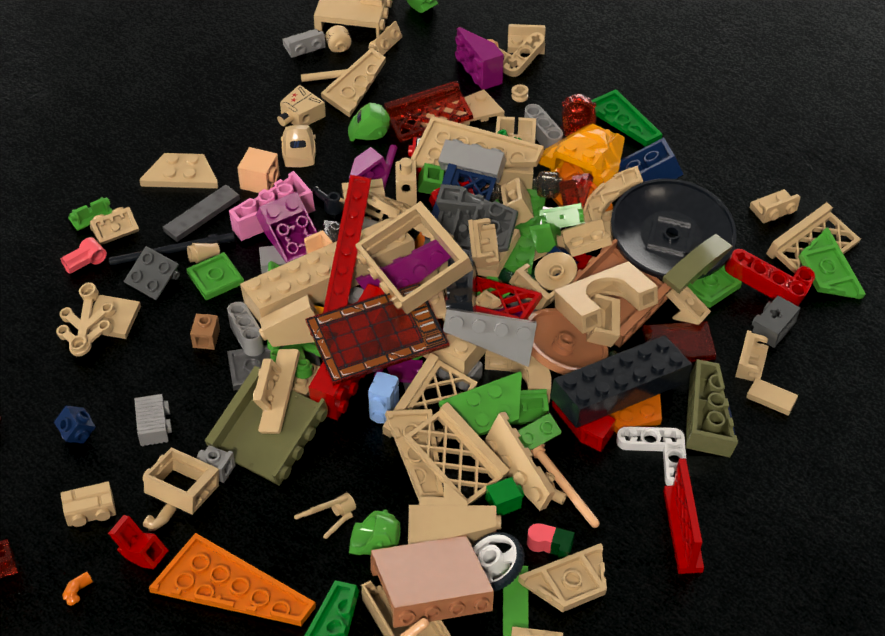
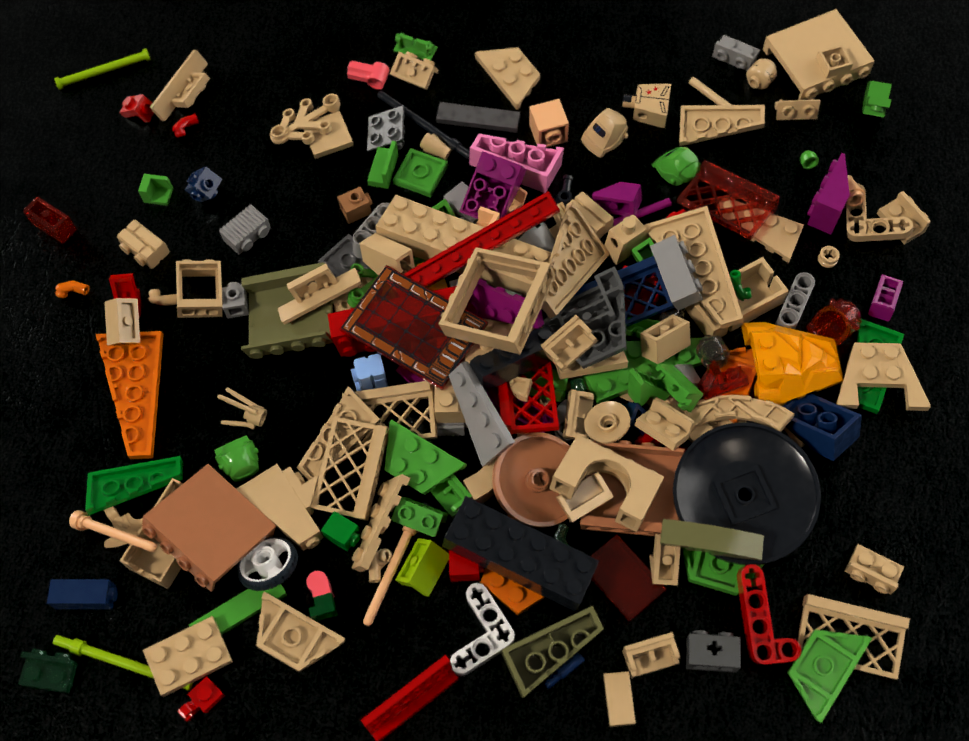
camera: 60 degrees right, 15 degrees up
(38, 466) = (155, 189): none -> bright green panel
(163, 551) = (122, 321): none -> tan panel
(186, 293) = (383, 166): none -> bright green panel
(433, 57) = (809, 159): none -> bright green hinge
(575, 459) = (423, 566): none -> lime panel
(579, 83) = (885, 298): none -> magenta slope
(633, 111) = (881, 366): none -> tan wing

